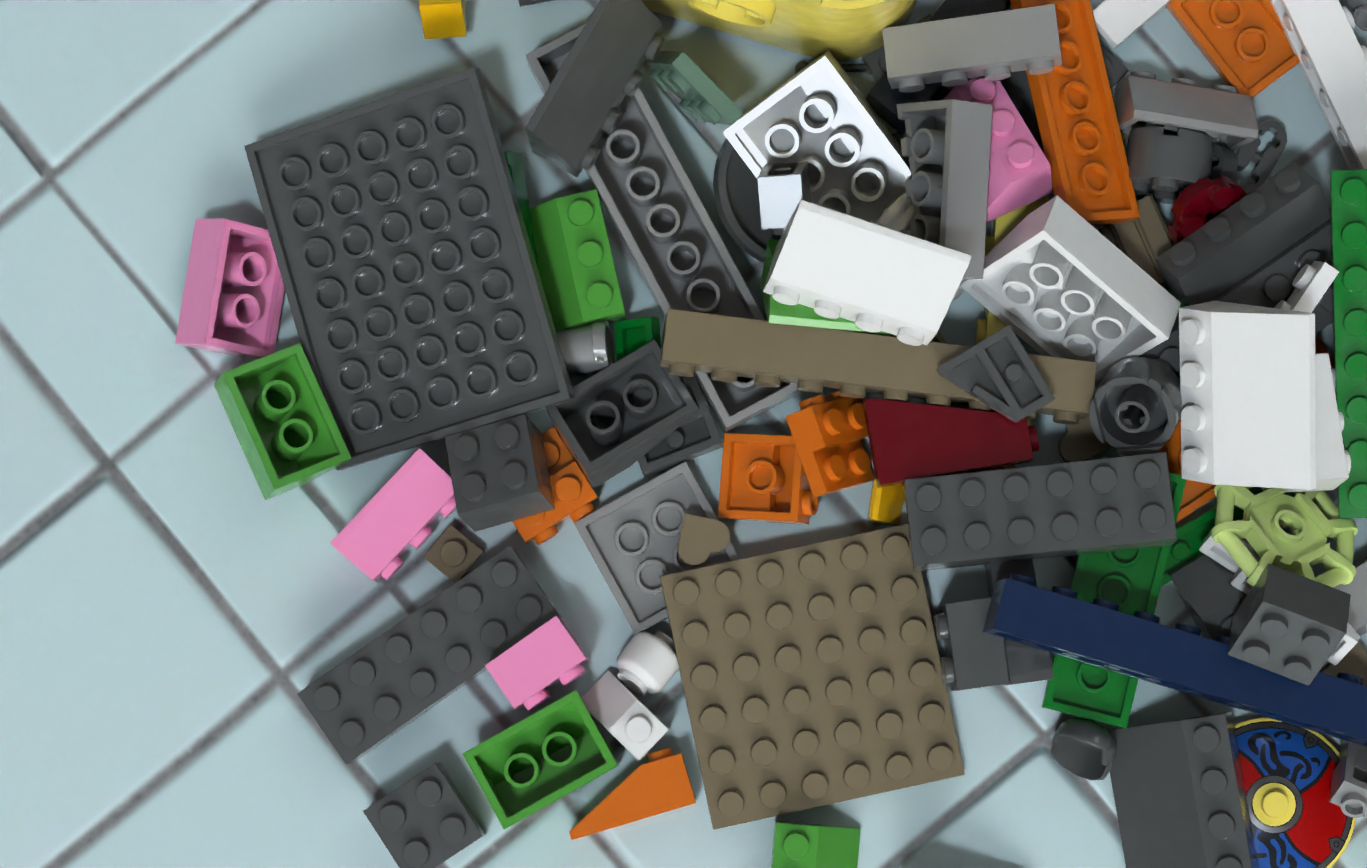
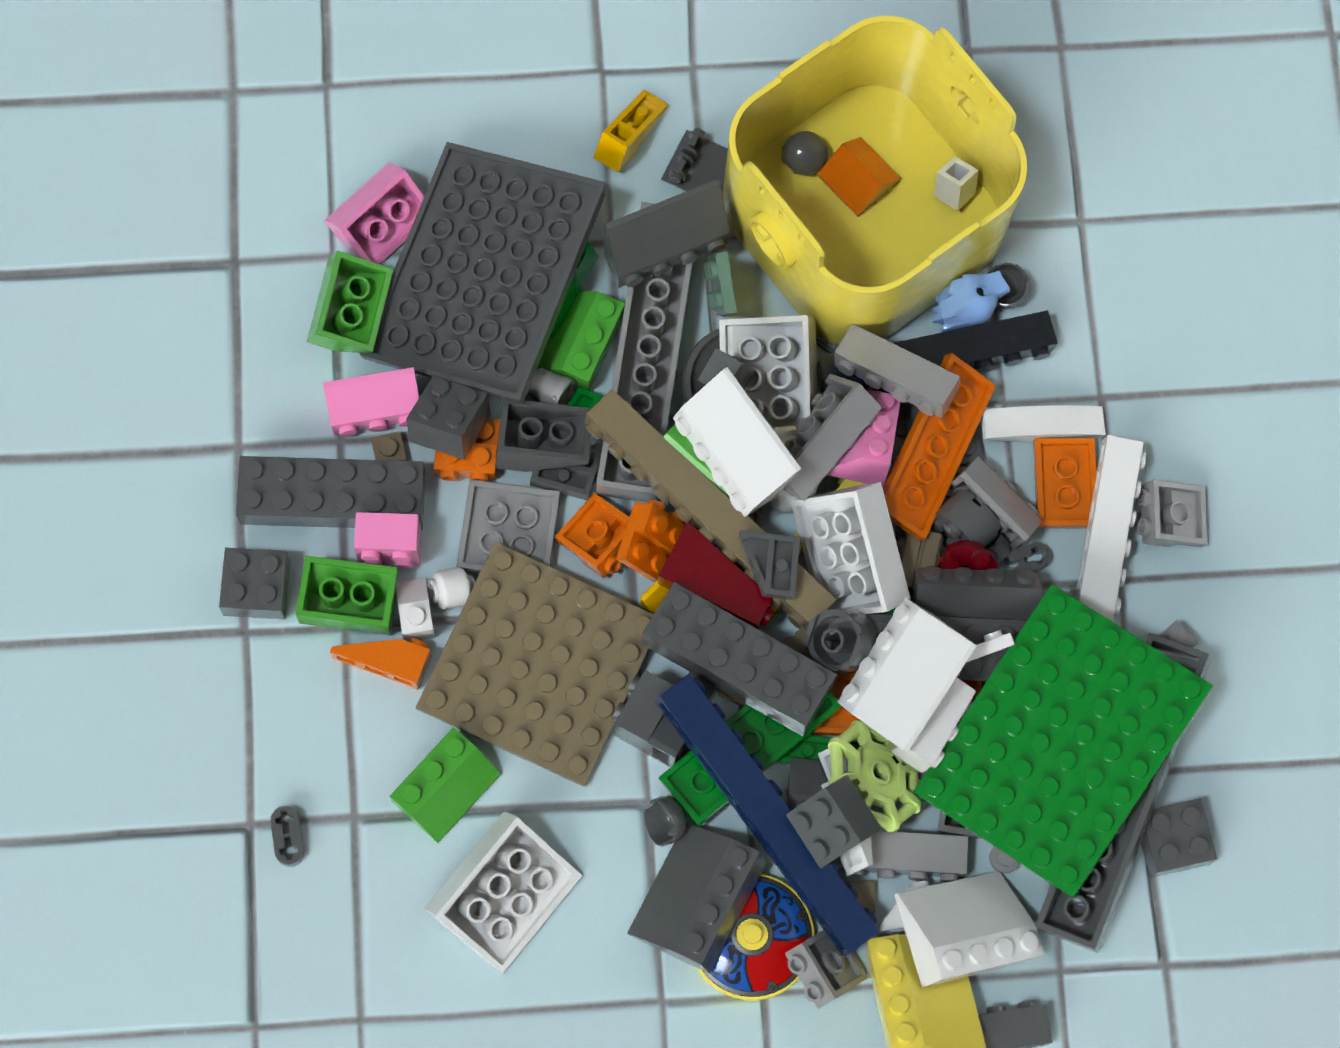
camera: 25 degrees right, 10 degrees down
(700, 538) = (535, 539): dark tan tile -> none

